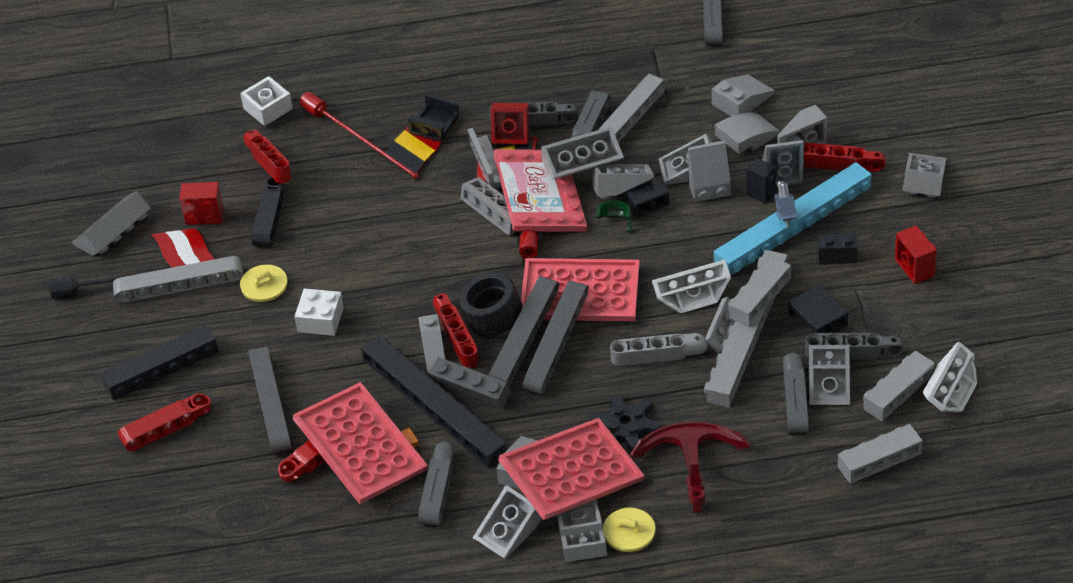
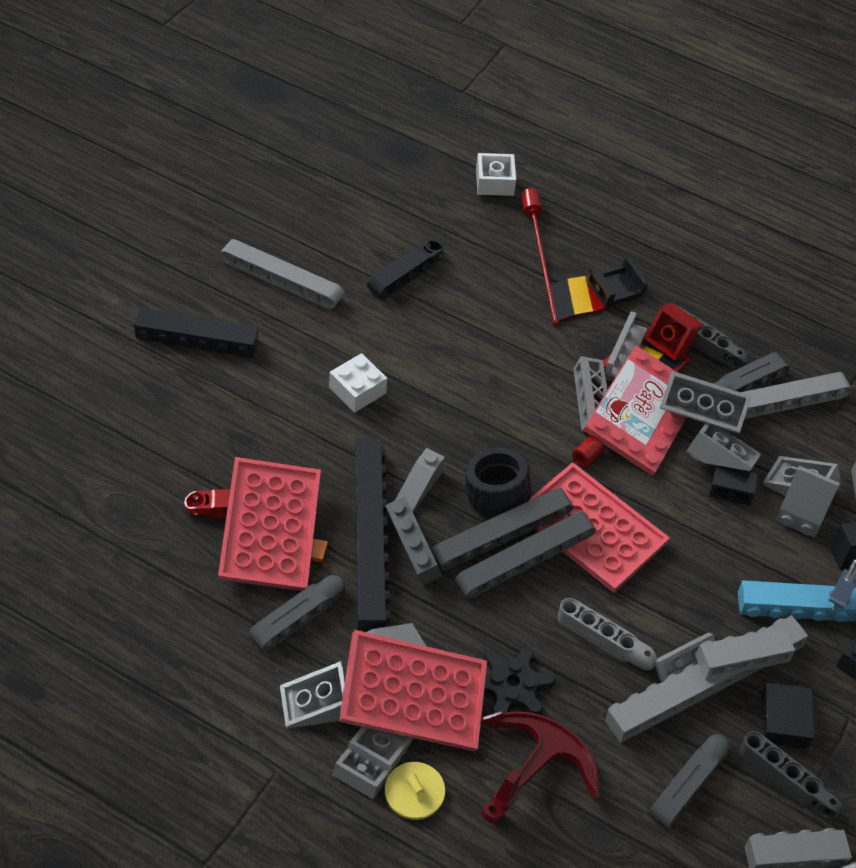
camera: 30 degrees right, 5 degrees up
(112, 224) = (279, 193): light grey slope -> none
(163, 421) = (148, 385): red piece -> none
(177, 248) = (310, 250): flag -> none
(201, 203) = (358, 223): red brick -> none
(263, 283) = (343, 325): light yellow shield -> none
(268, 156) = (449, 222): red piece -> none
(269, 400) = (244, 430): dark grey beam -> none
(456, 331) = (450, 485): red piece -> none
(606, 209) = (693, 473): dark green helmet -> none
(693, 287) = (691, 601): white wedge -> none
(829, 375) = (739, 786): light grey slope -> none

